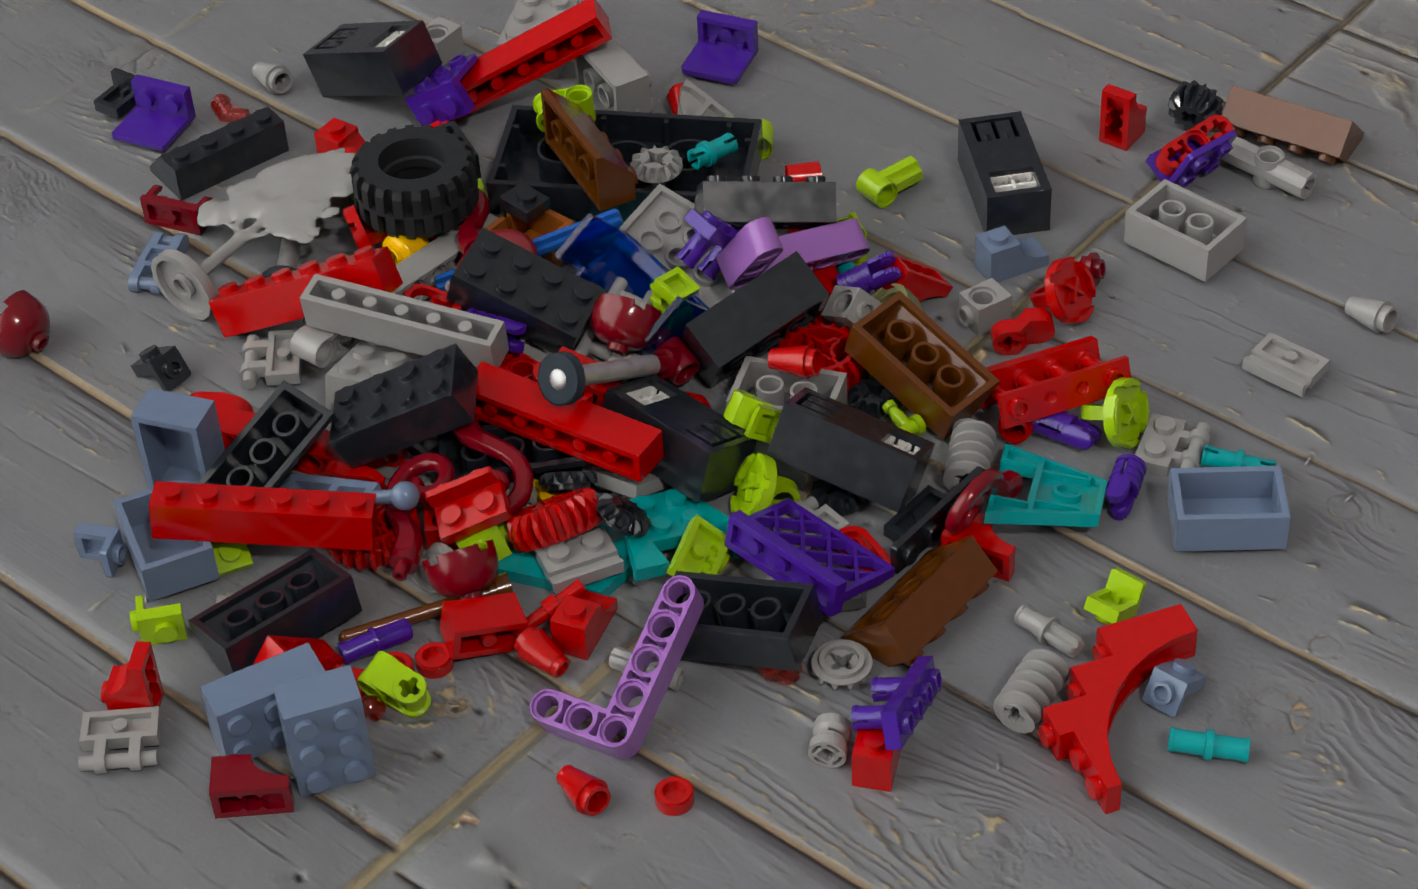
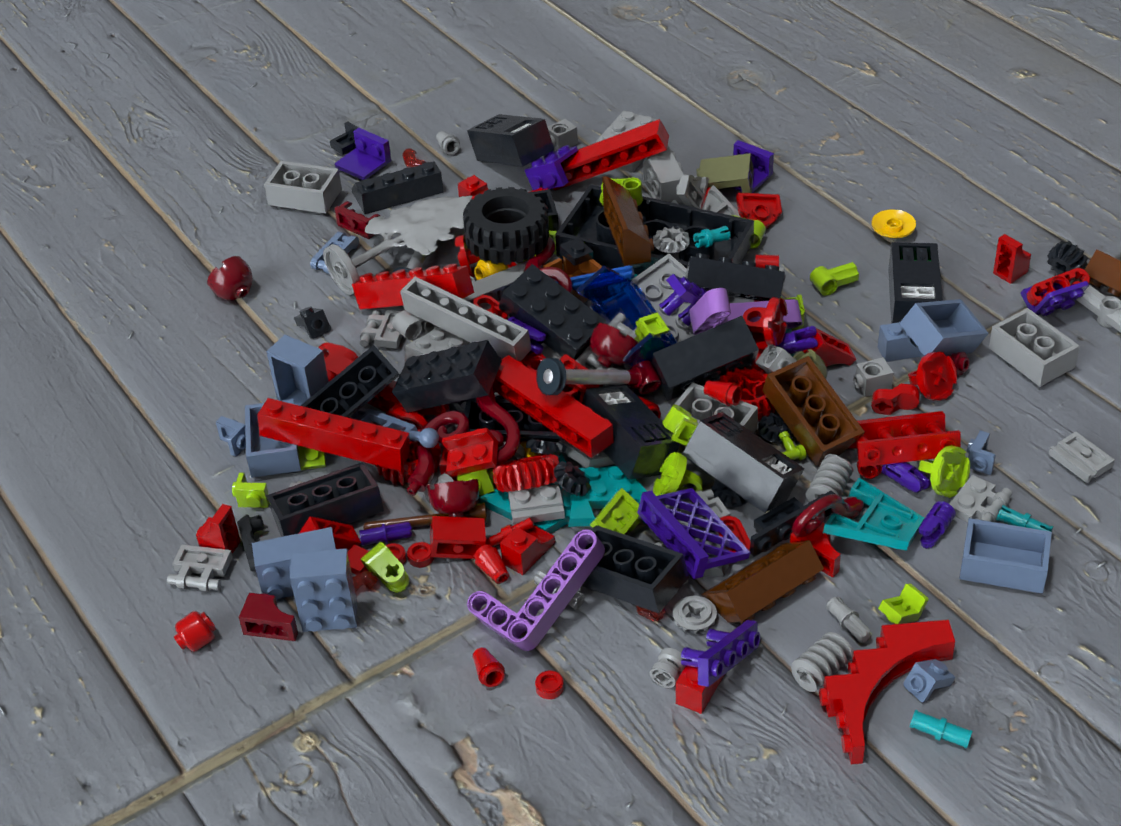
camera: 15 degrees right, 0 degrees up
(79, 174) = (303, 187): none -> light grey brick
(147, 826) = (194, 631): none -> red head
(171, 673) = (247, 527): none -> black piece
(660, 90) = (692, 190): none -> light grey wing
(695, 59) = (728, 172): none -> olive panel
(756, 99) = (759, 207): none -> red plate
(832, 254) = (771, 320): none -> red tile
(948, 94) = (893, 223): none -> yellow dish
(1062, 223) = (943, 327): none -> sand blue piece
(1160, 390) = (979, 457): none -> sand blue bracket

